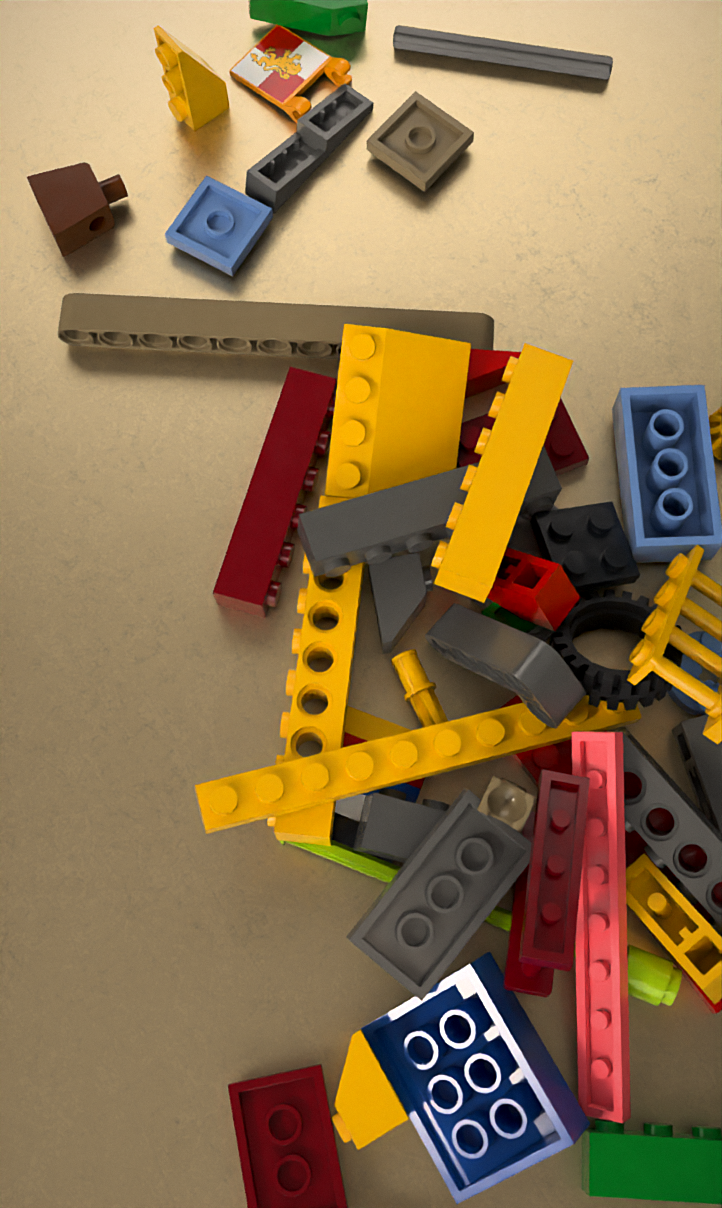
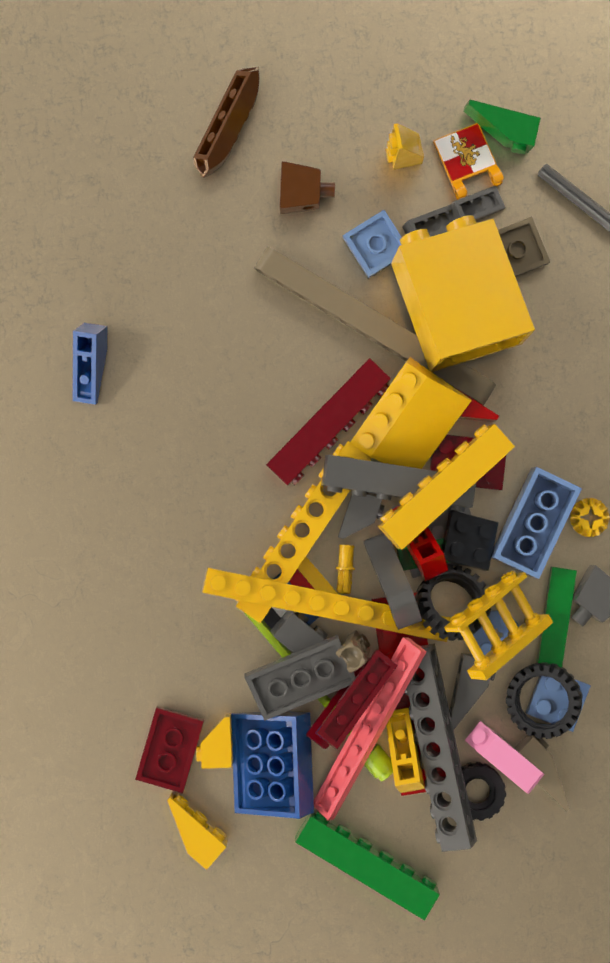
camera: 25 degrees right, 15 degrees up
(375, 214) = (461, 292): none -> yellow brick

